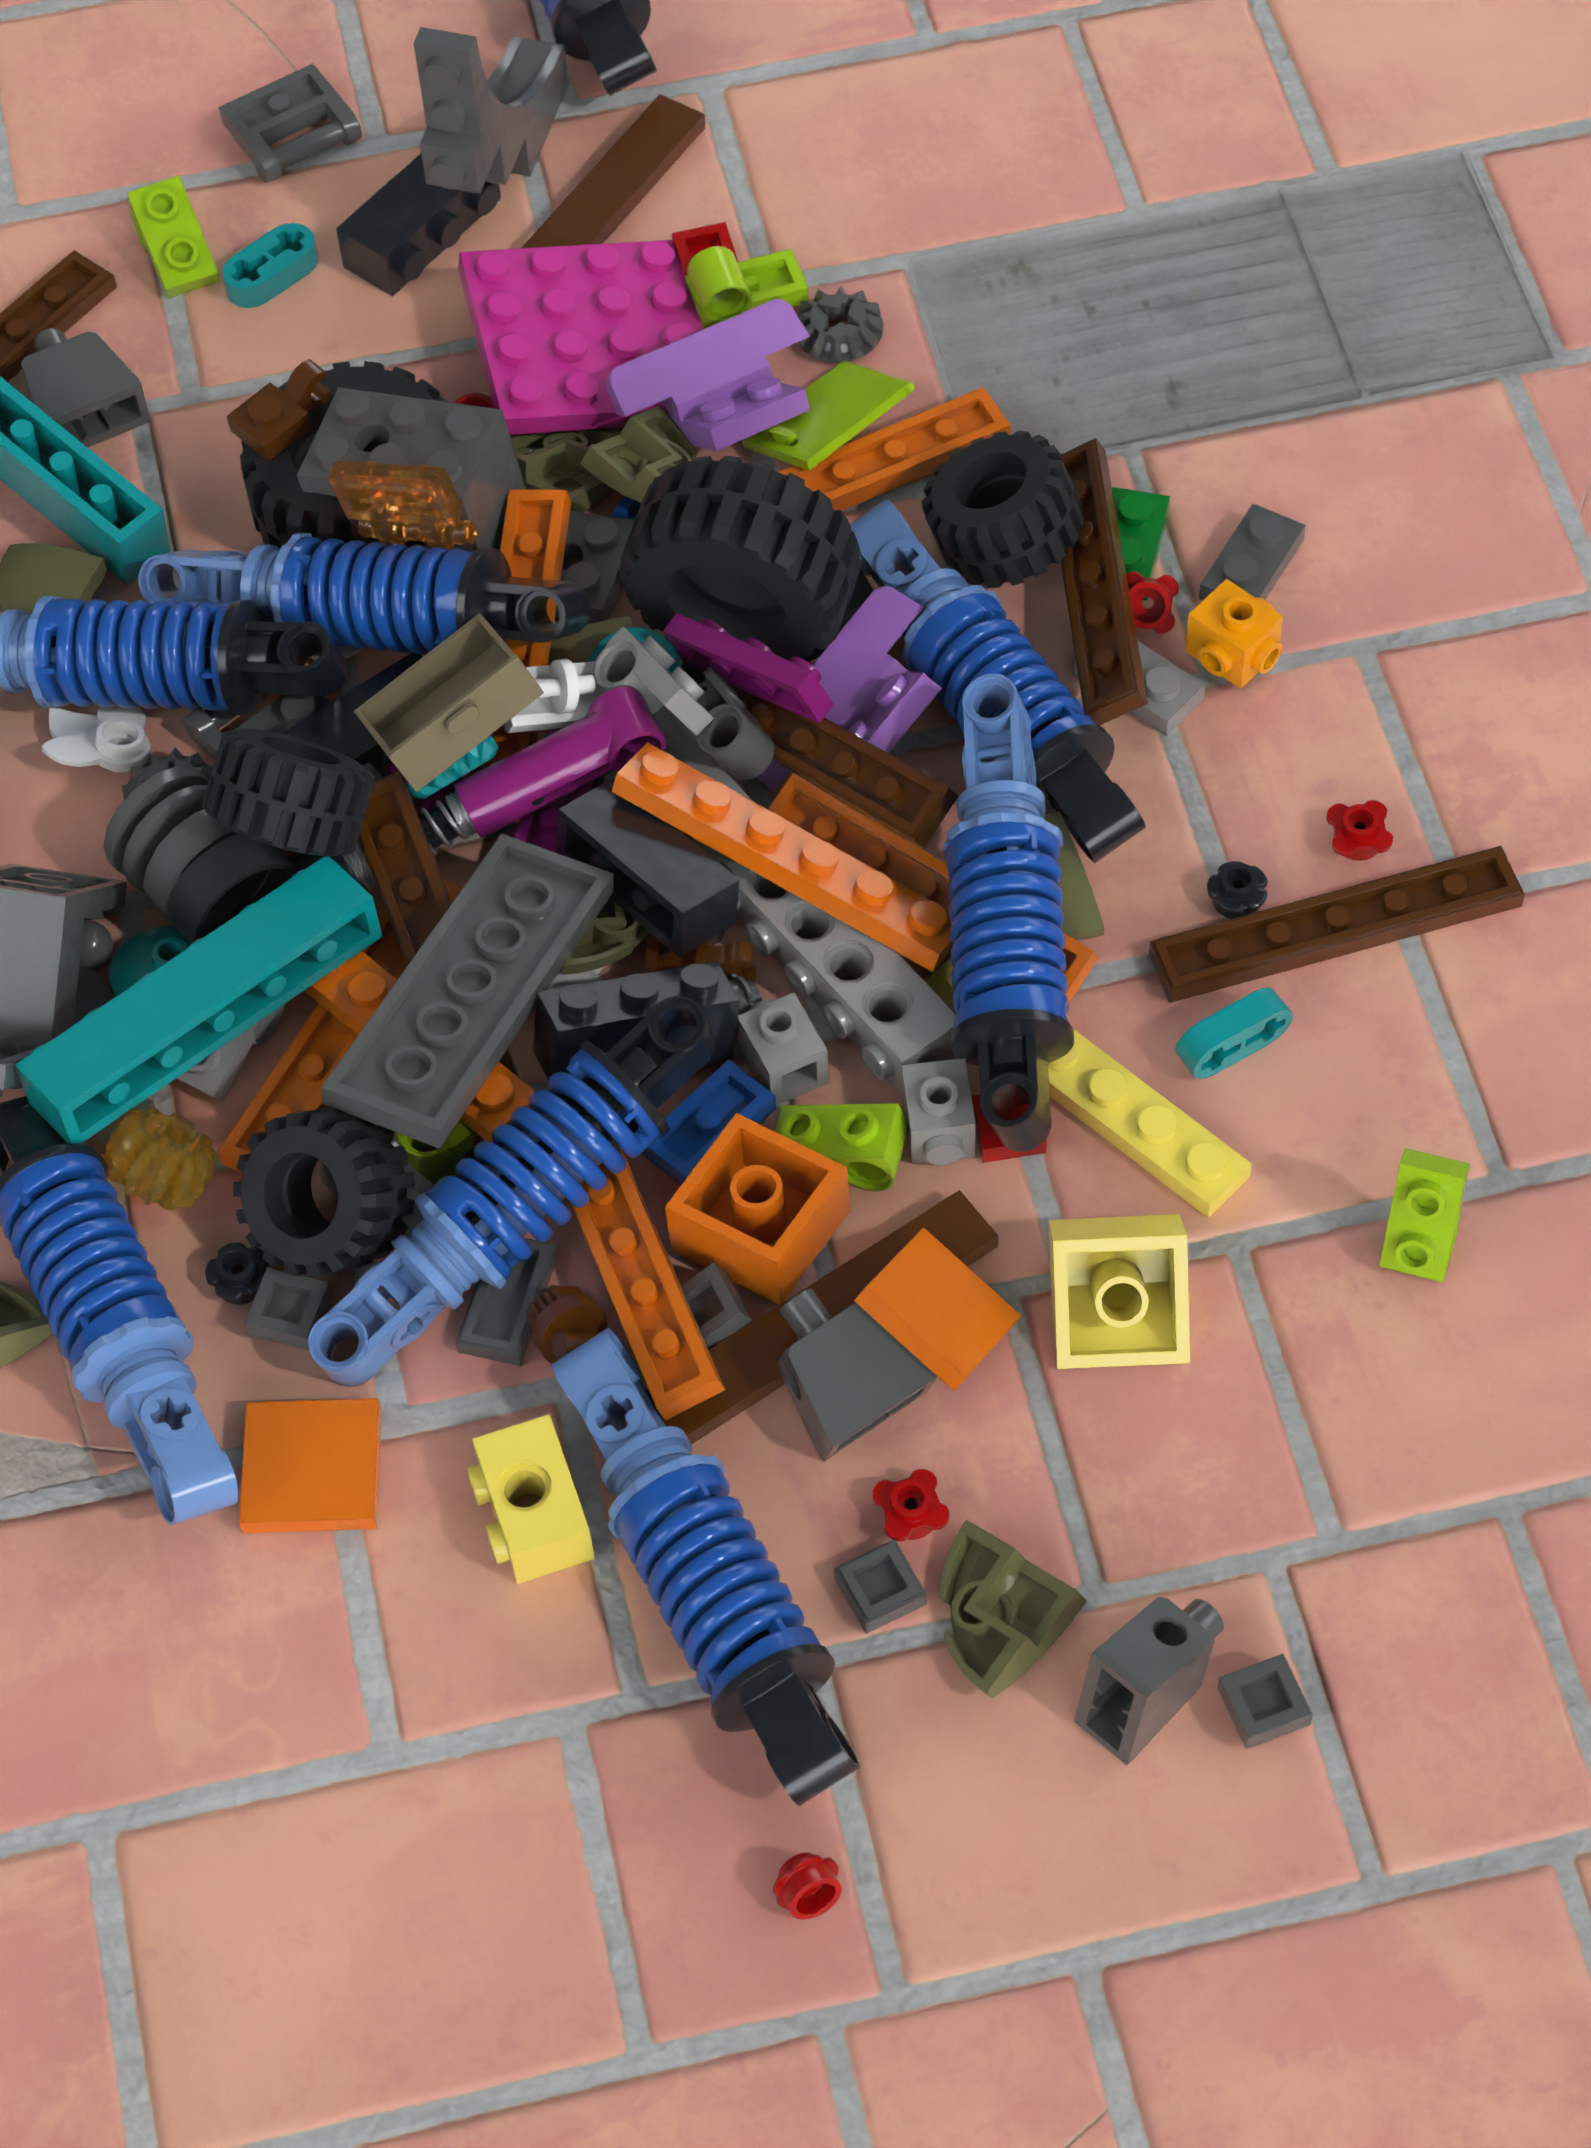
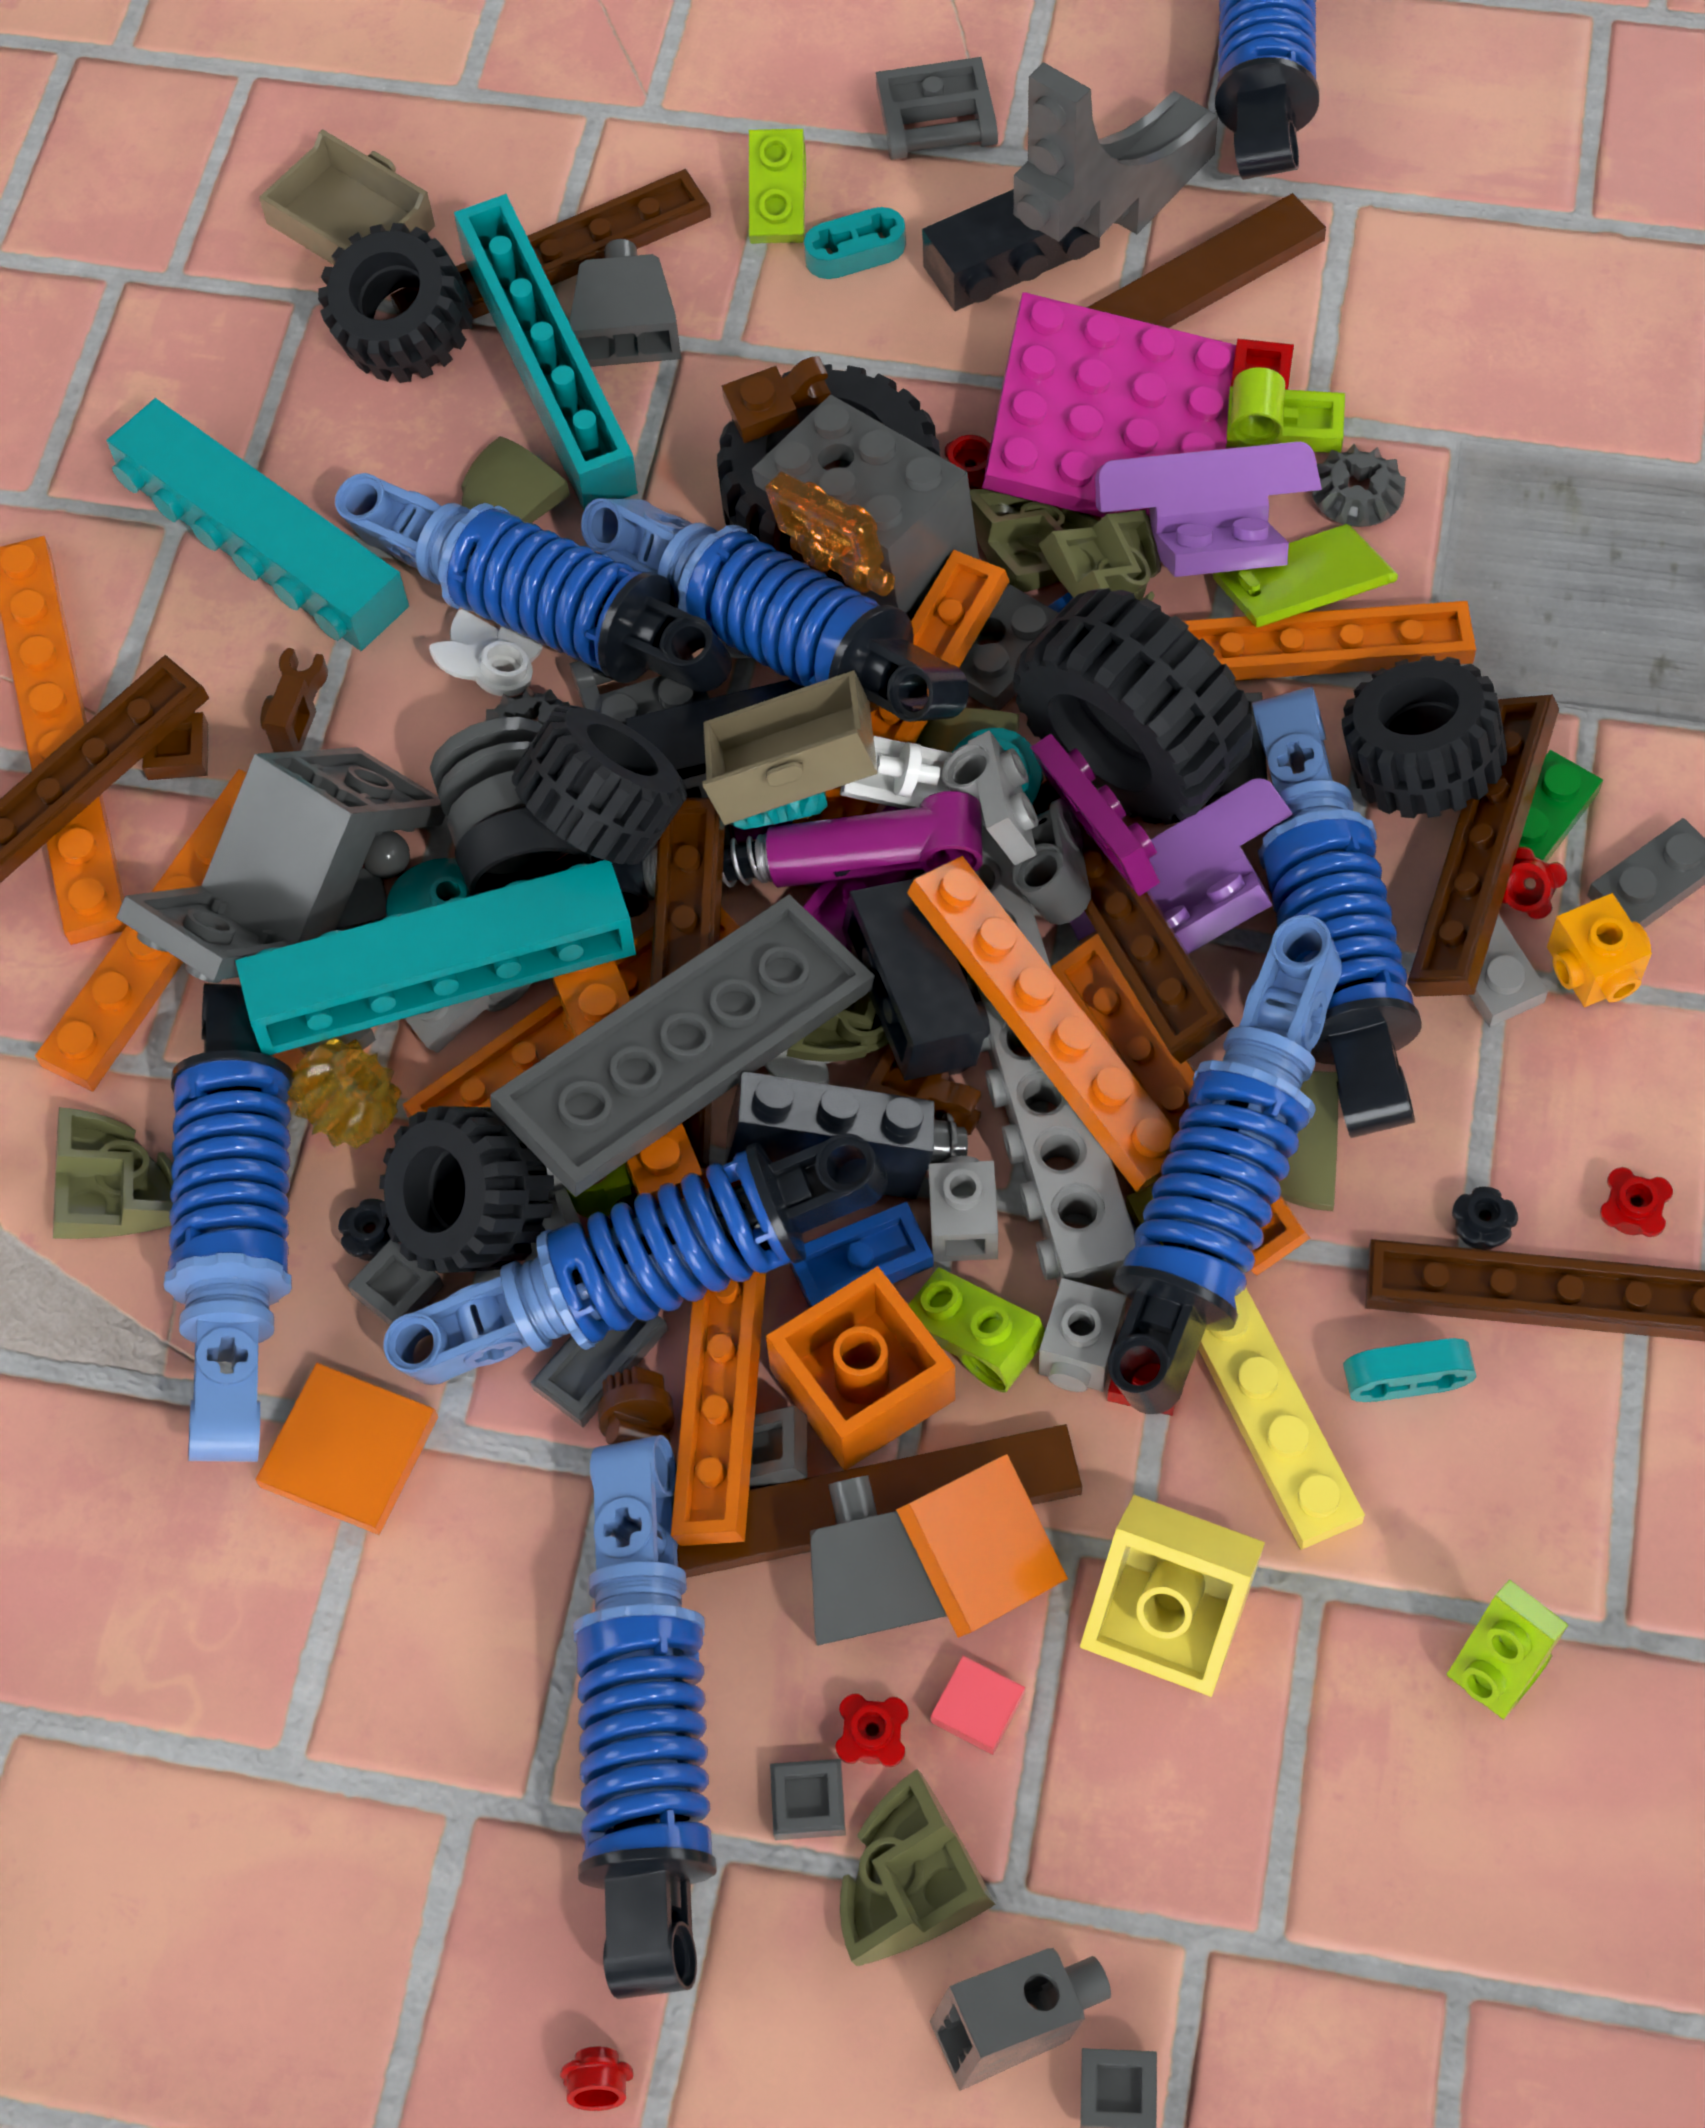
camera: 25 degrees right, 5 degrees up
(522, 1463) = (535, 1609): light yellow brick -> none
(992, 1449) = (977, 1705): none -> coral tile

